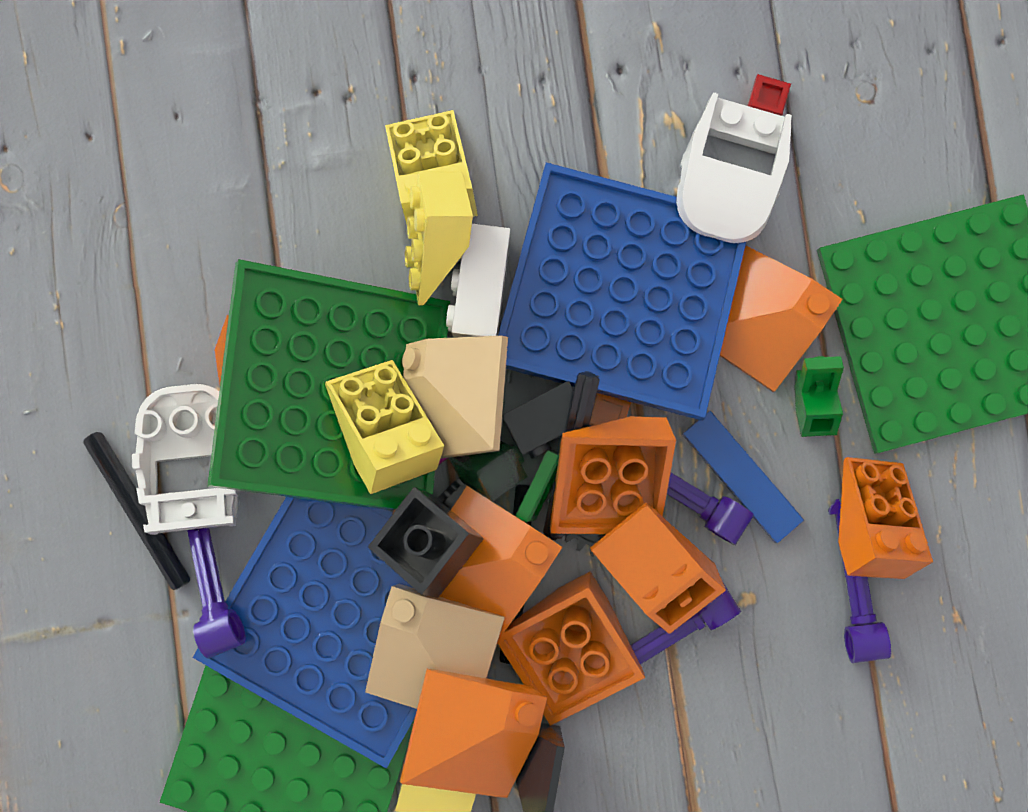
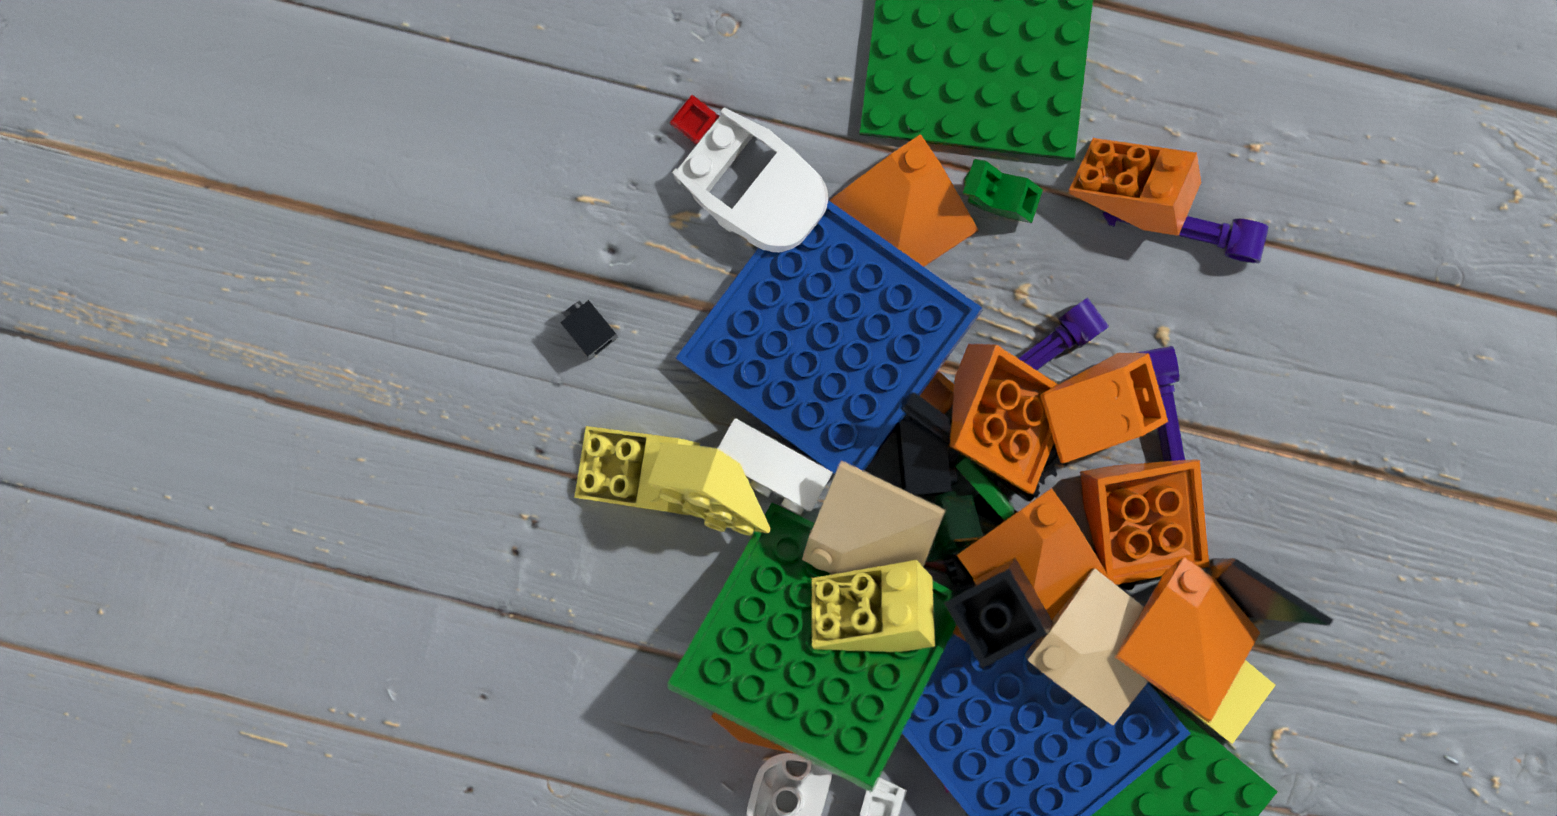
camera: 65 degrees left, 0 degrees up
(540, 75) = (588, 328): none -> black brick
(743, 477) = (1048, 292): blue tile -> none

